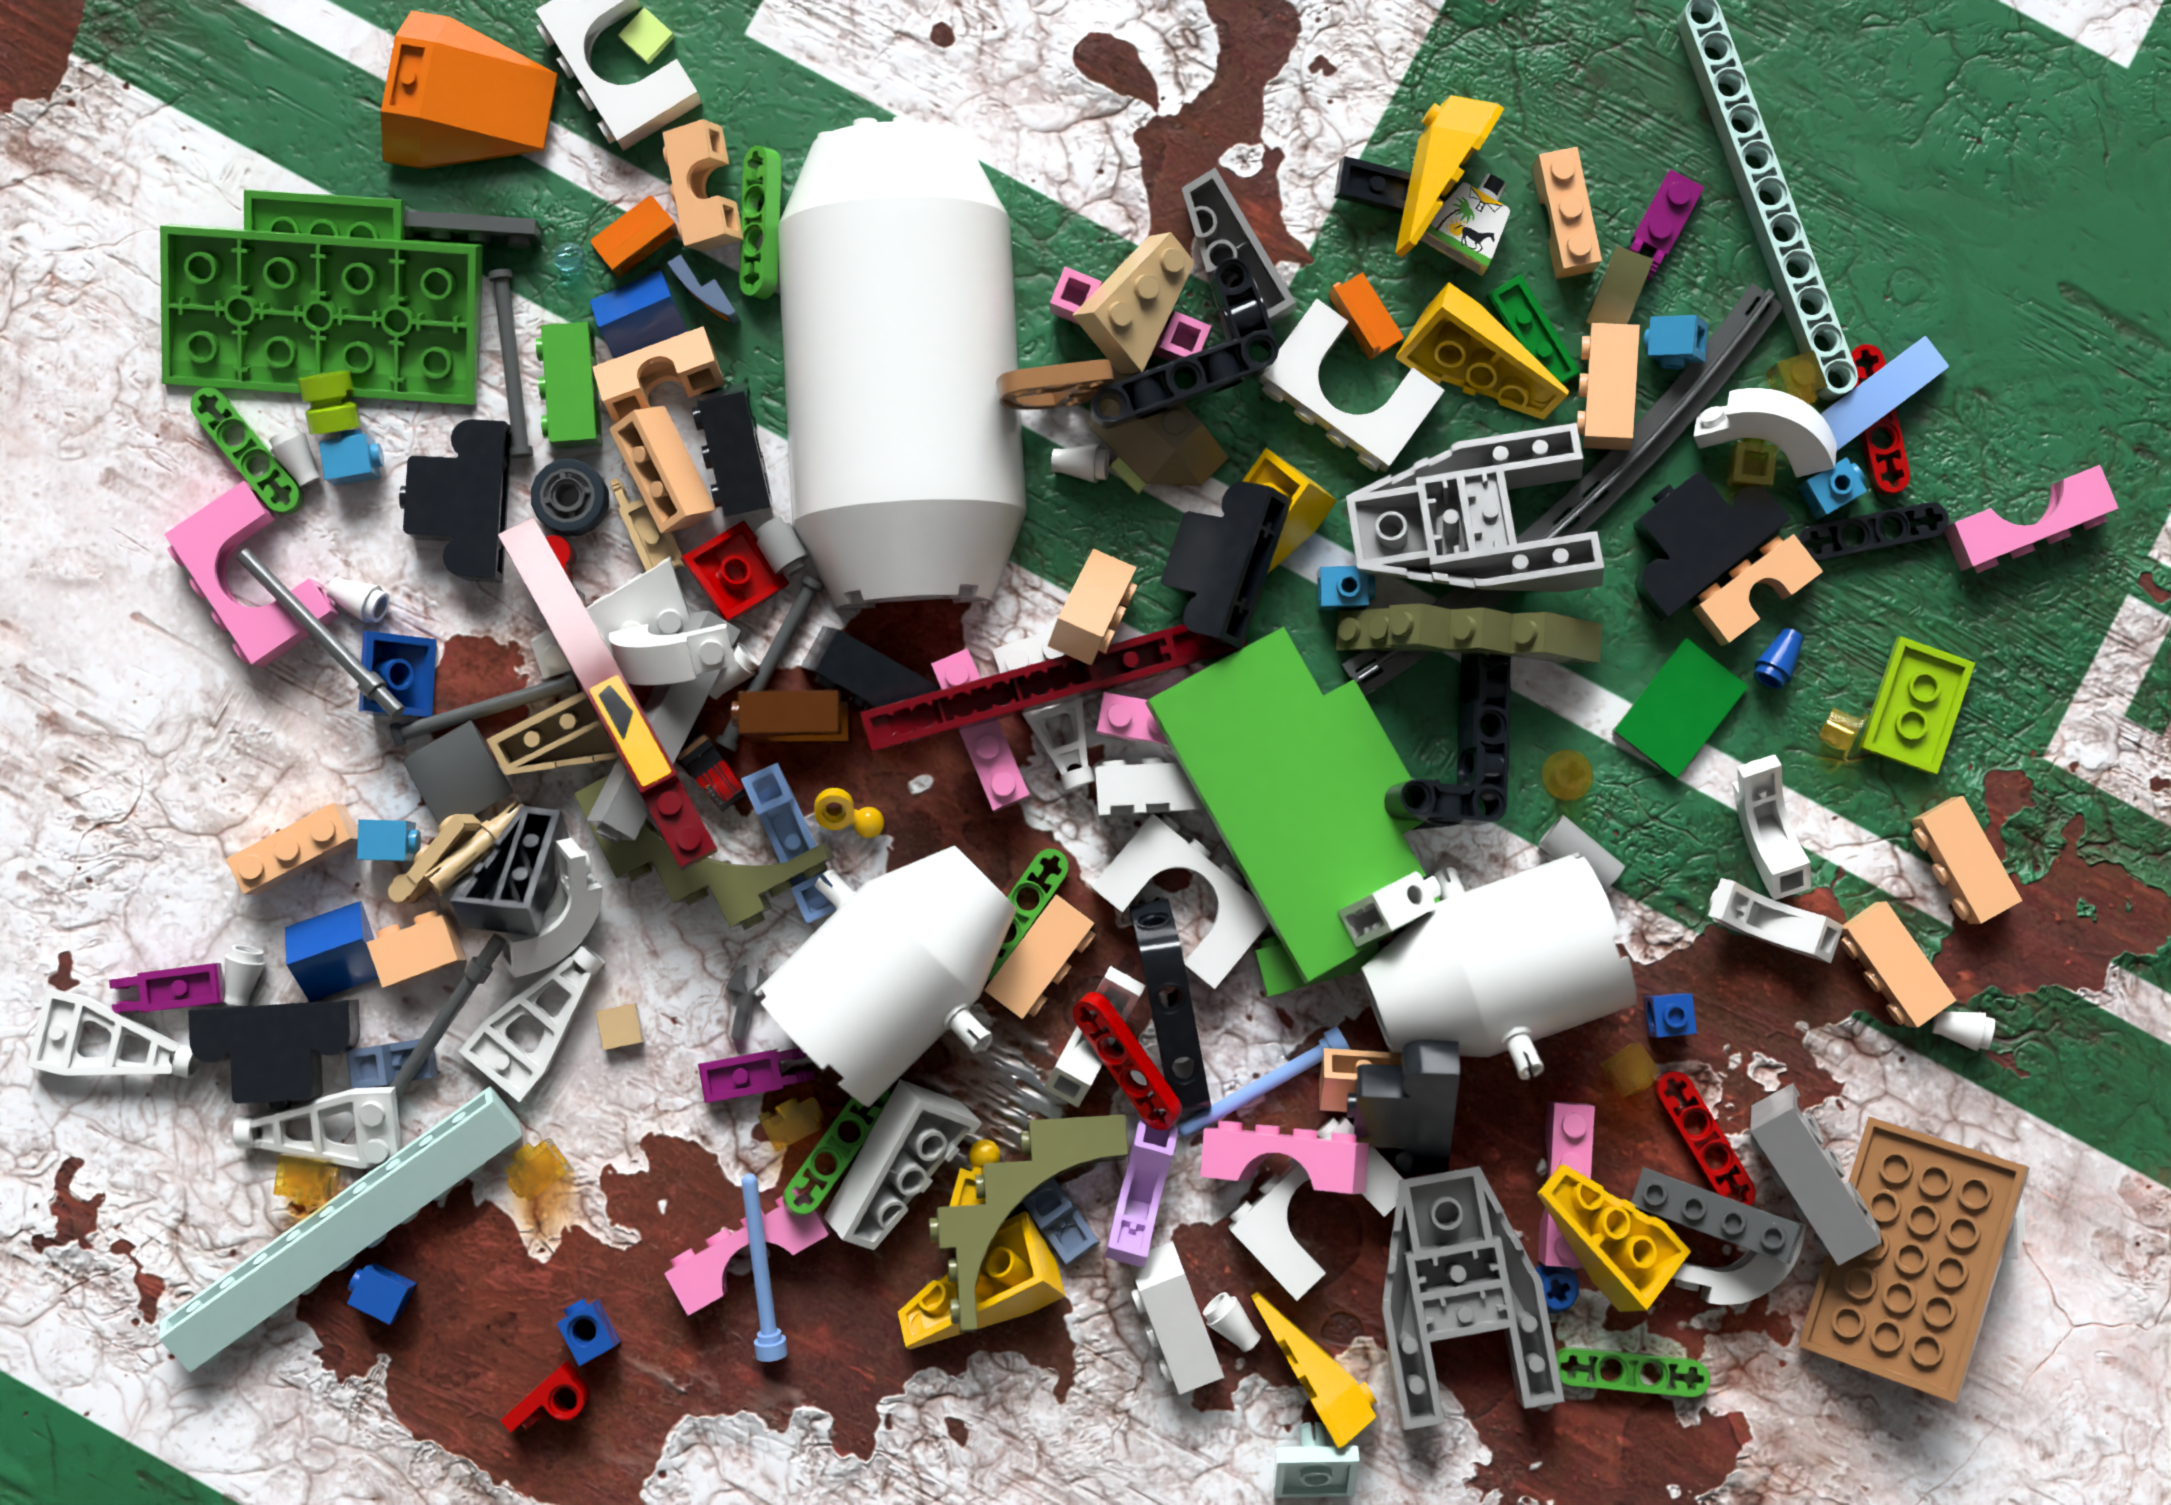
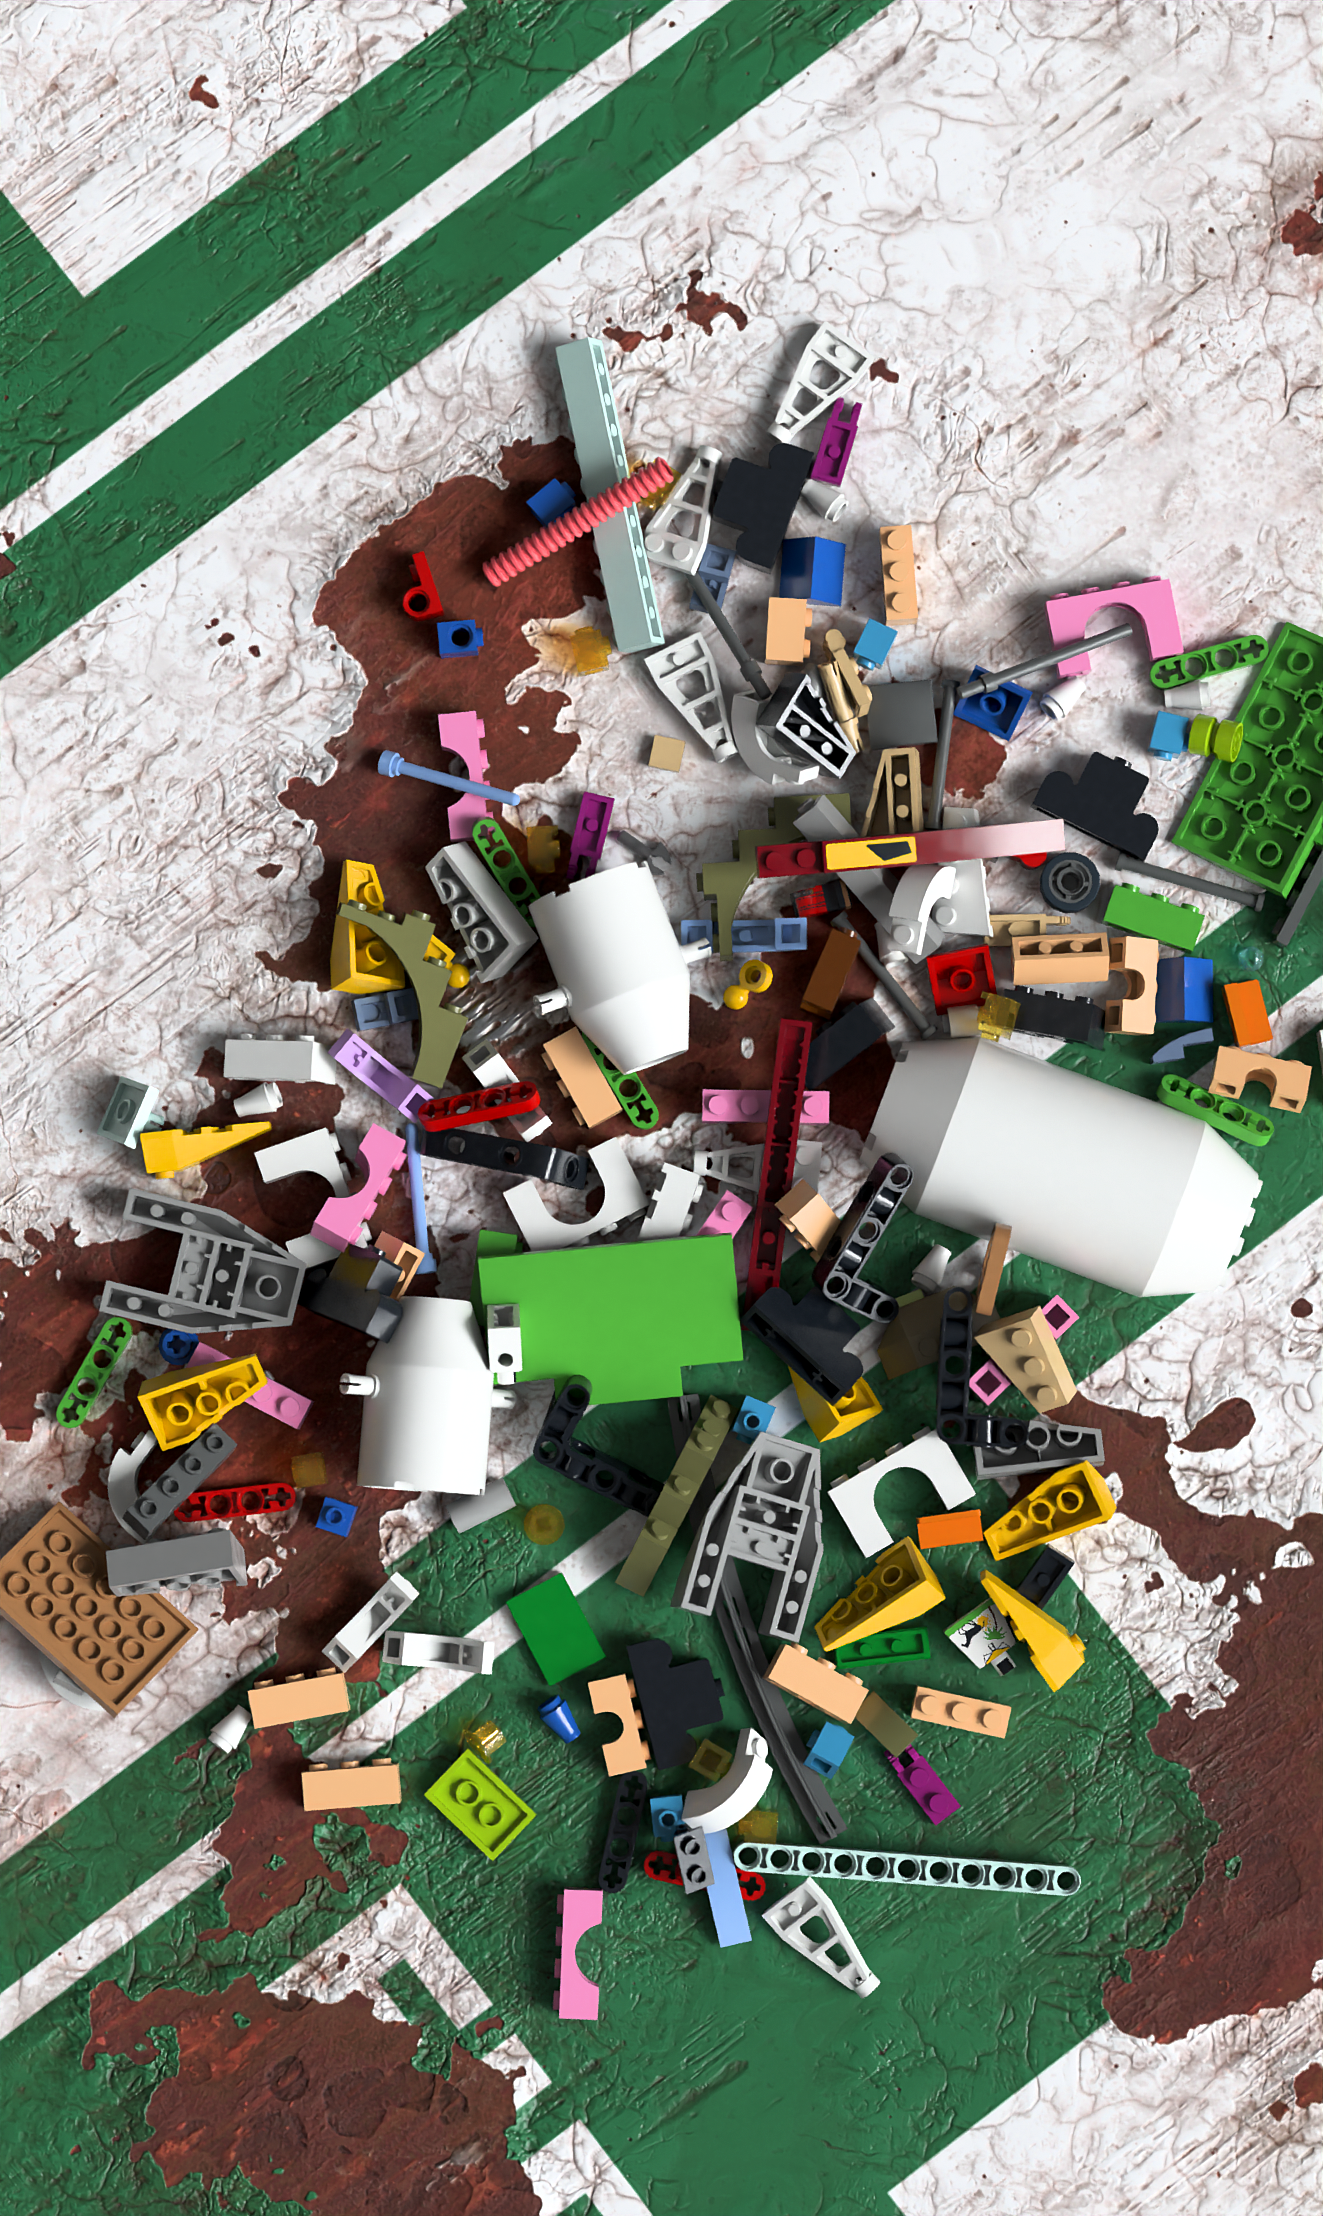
camera: 120 degrees right, 0 degrees up
(385, 1252) = (578, 521): none -> coral piece
(761, 508) = (997, 1017): none -> clear yellow brick
(1083, 554) = (852, 1247): none -> black beam
(1290, 200) = (1059, 1506): none -> yellow wedge
(1865, 294) = (797, 1908): none -> white plate
(1873, 435) = (693, 1858): none -> hinge

